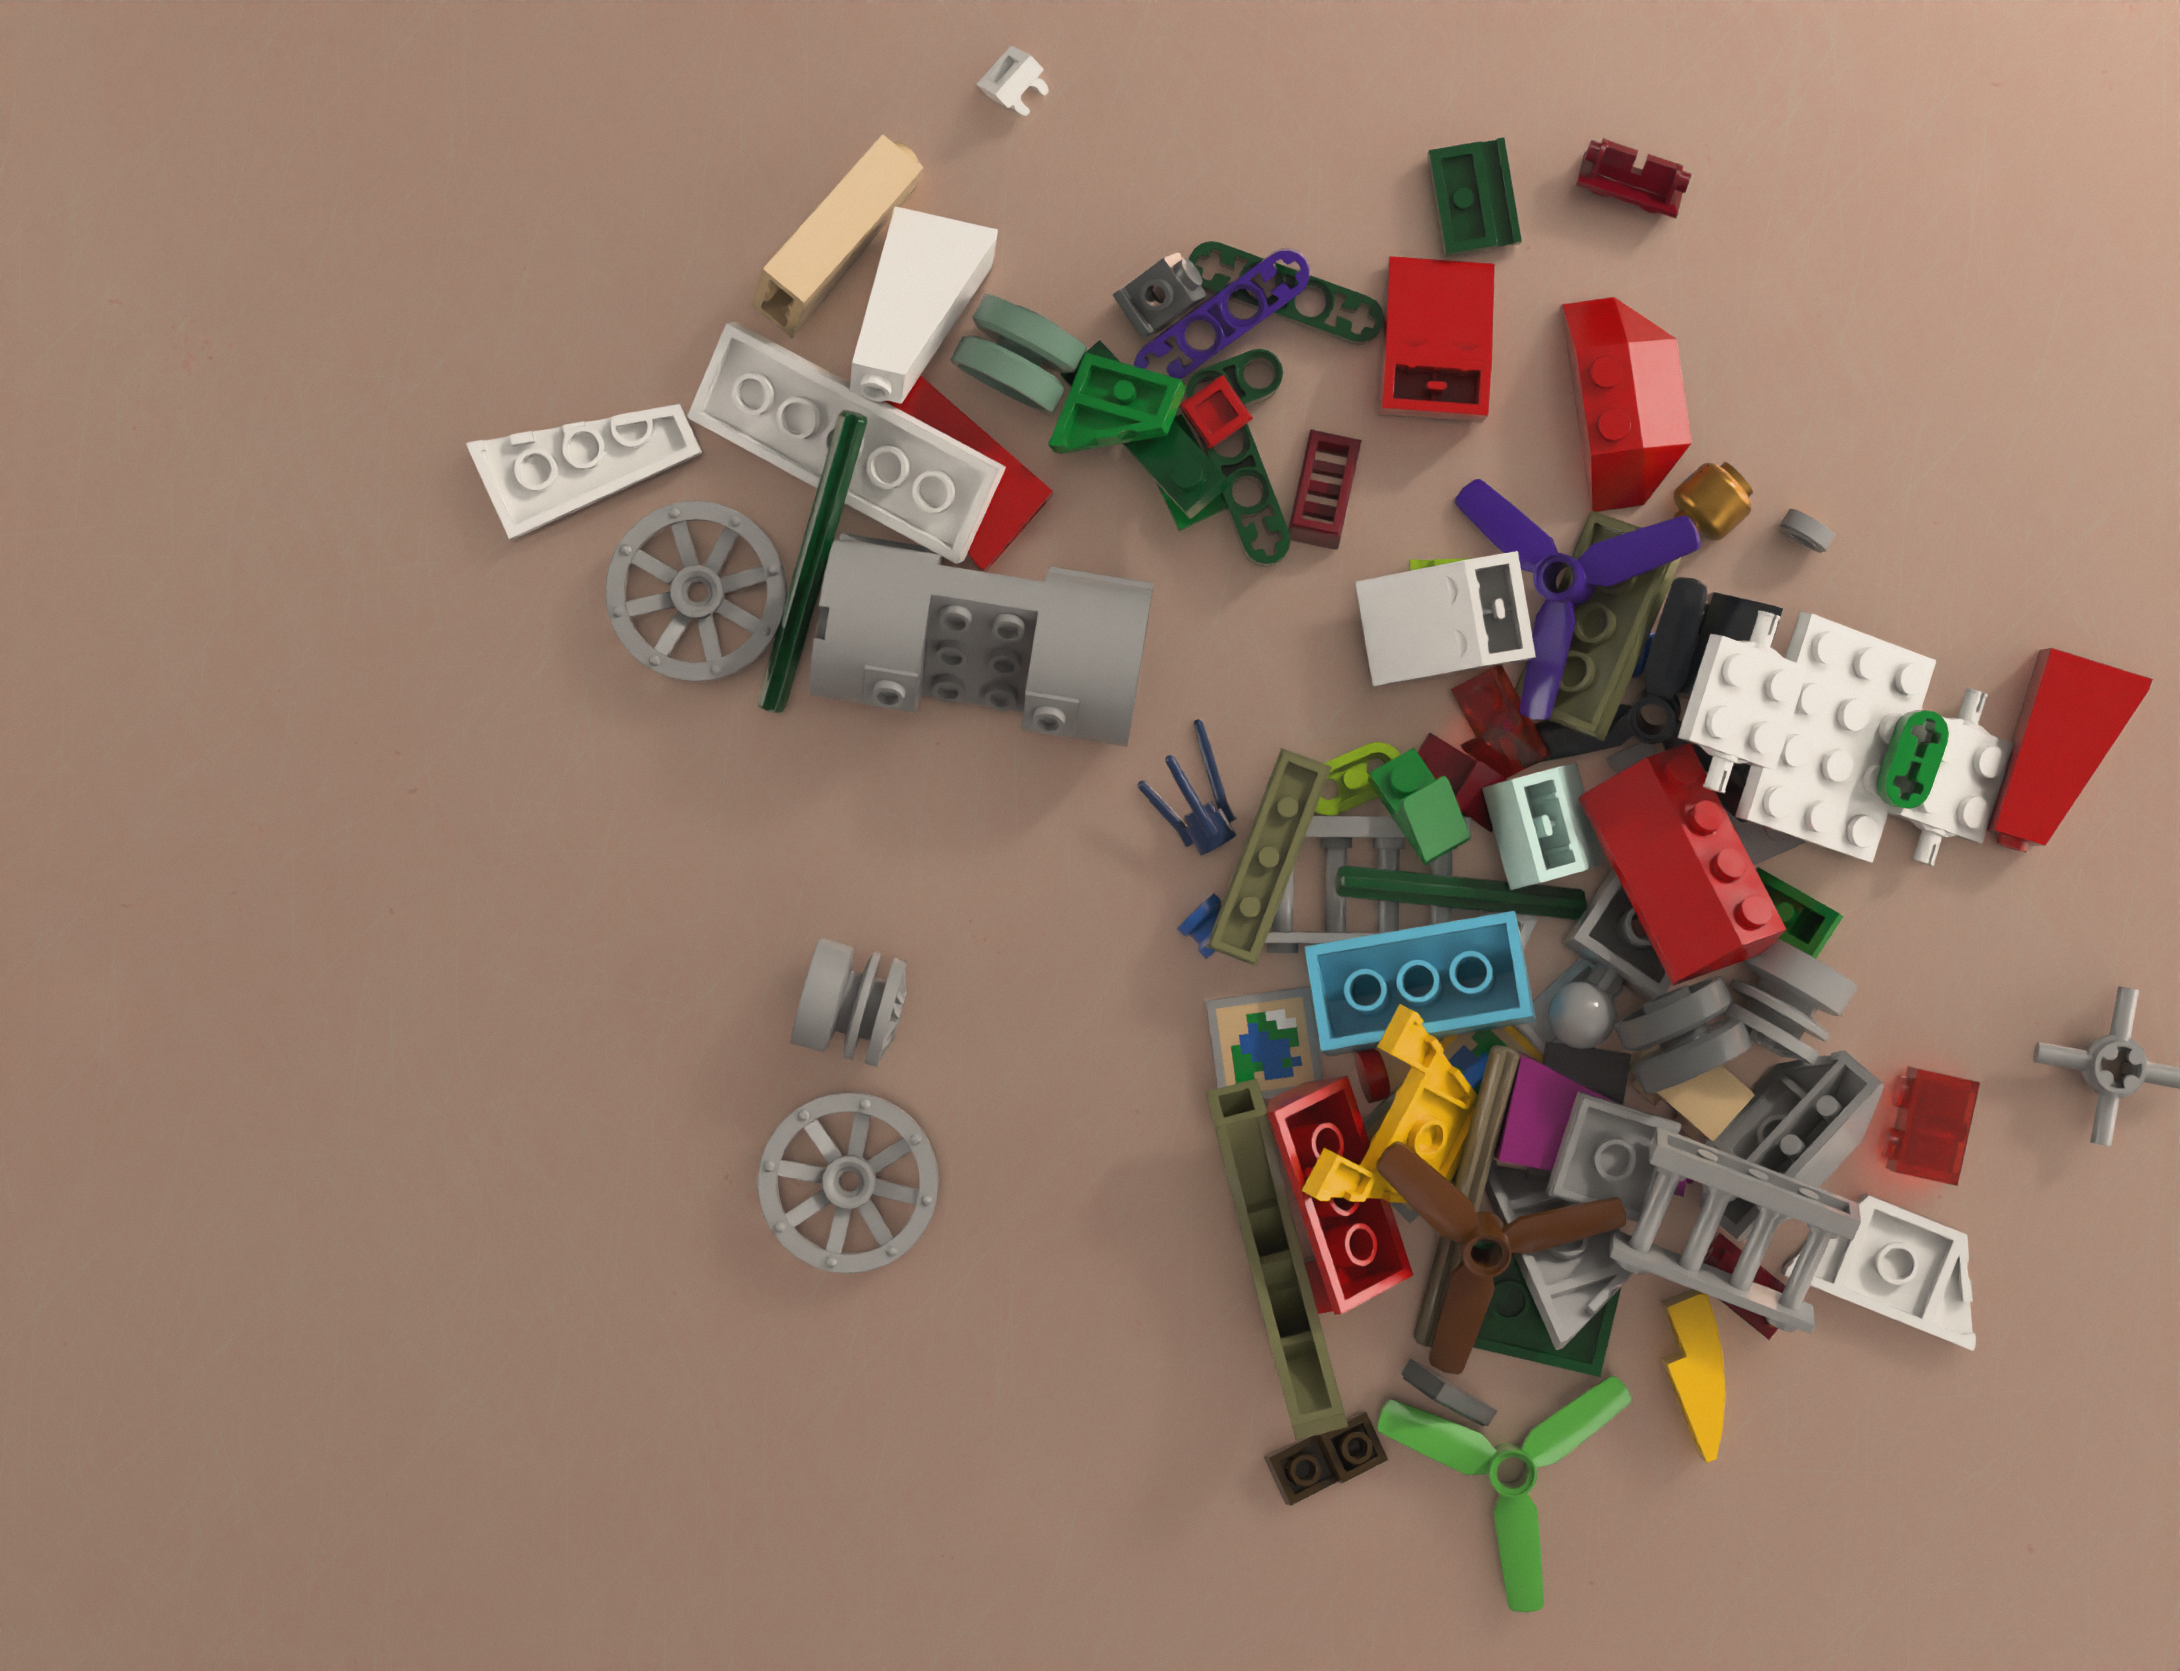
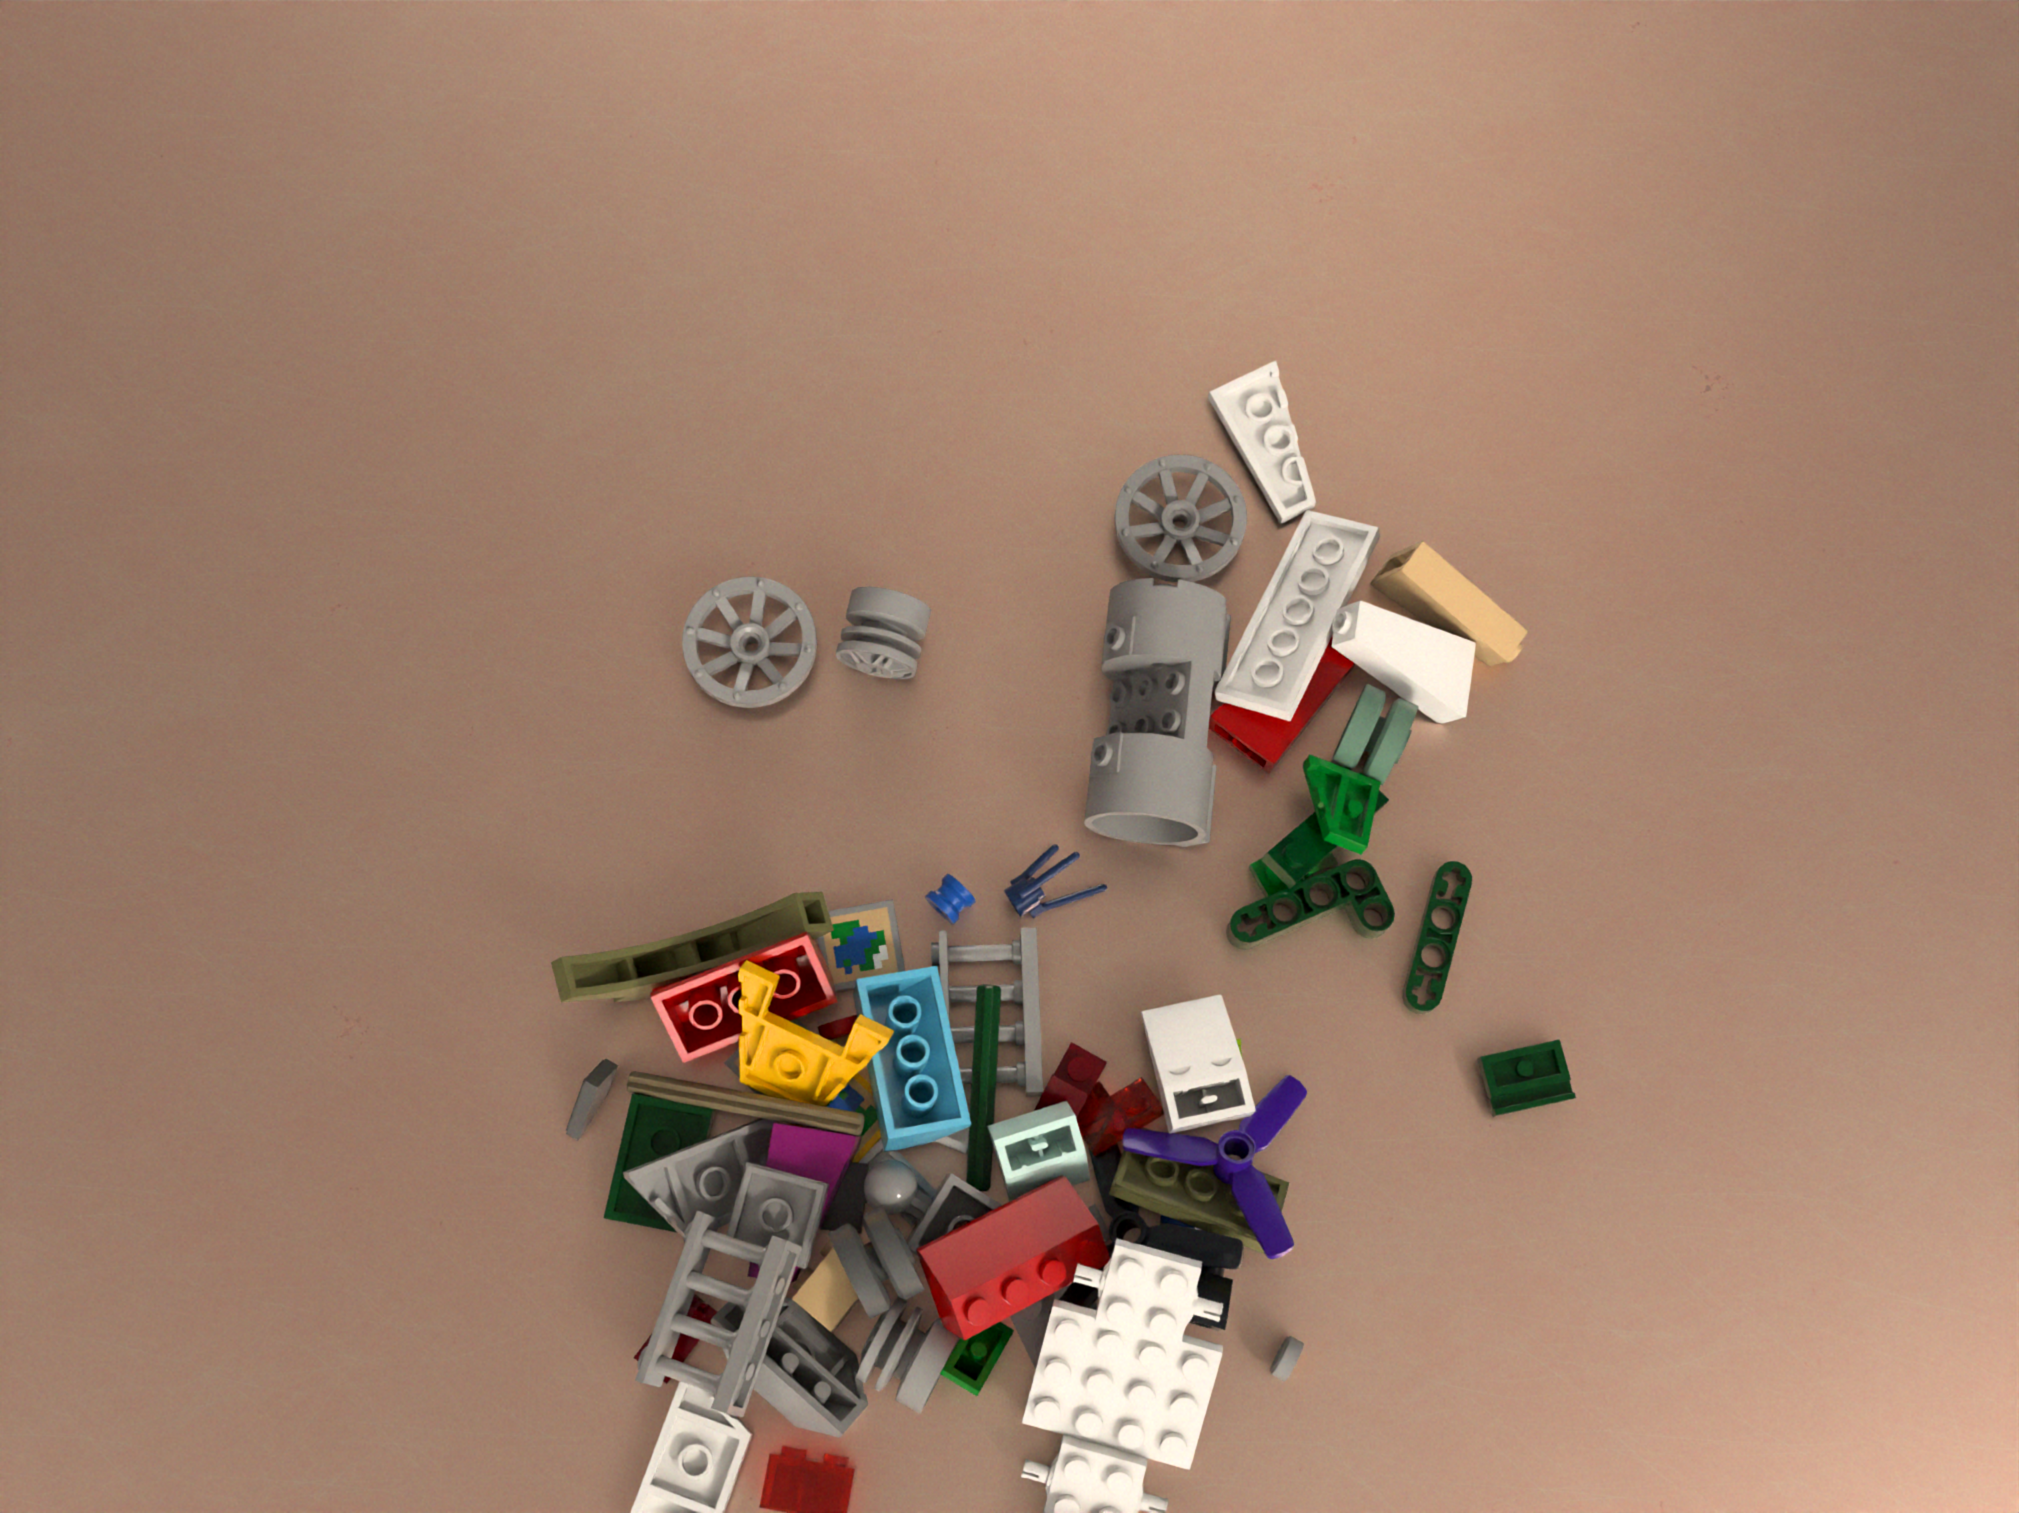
camera: 85 degrees right, 15 degrees down
(812, 561) = (1236, 597): dark green axle -> none
(1011, 77) = (1579, 726): white tile -> none
(1144, 304) = (1427, 840): dark grey brick -> none
(1215, 412) = (1343, 880): red tile -> none
(1218, 314) = (1418, 883): dark purple beam -> none
(1268, 856) = (1005, 934): olive tile -> none
(1317, 532) = (1256, 967): dark red slope -> none
(1325, 1459) = (541, 1007): dark brown slope -> none
(1351, 777) = (1068, 1004): lime plate -> none
(1420, 805) = (1049, 1050): green slope -> none
(1437, 339) = (1412, 1052): red slope -> none
(1455, 1219) = (726, 1088): reddish brown piece -> none
(1474, 1455) = (543, 1119): bright green piece -> none
(1610, 172) = (1548, 1220): dark red hinge -> none
(1625, 401) = (1377, 1205): red wedge -> none
(1697, 1369) = (609, 1296): yellow slope -> none
(1714, 499) = (1304, 1278): pearl gold head -> none
(1901, 754) = (1105, 1459): green beam -> none

